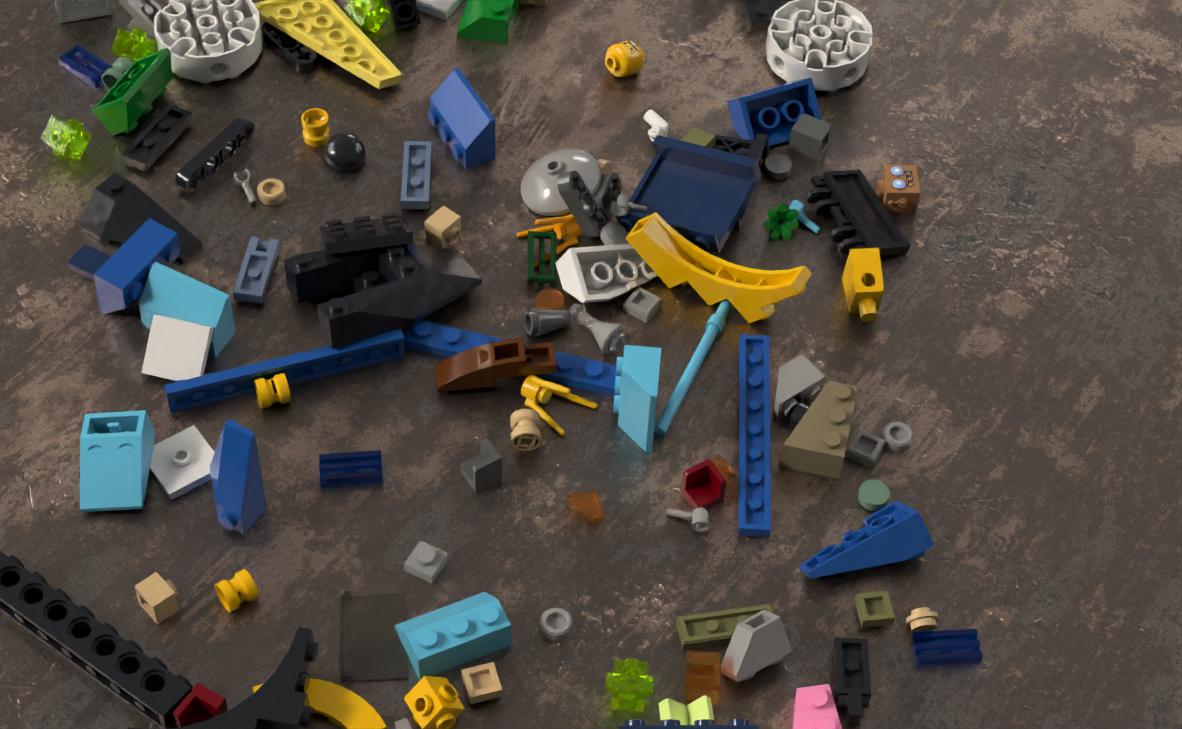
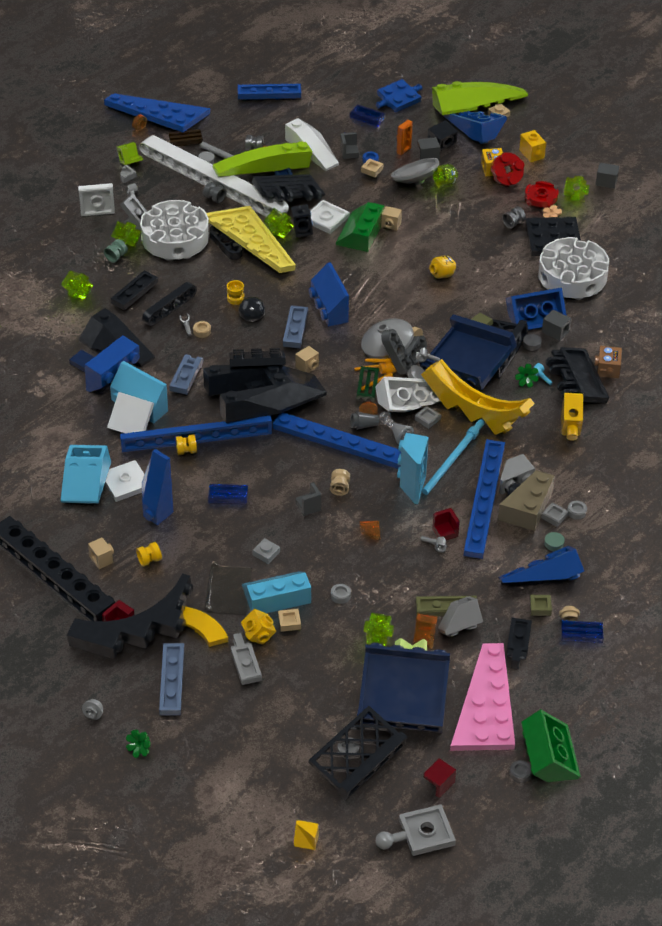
camera: 10 degrees right, 5 degrees down
(82, 67) = (92, 245): clear blue tile -> none
(135, 92) = (123, 261): green slope -> none
(499, 359) = (330, 438): reddish brown slope -> none
(539, 390) = (353, 460): yellow plant -> none
(658, 124) = (457, 308): white arm -> none
(724, 468) = (461, 516): clear orange tile -> none

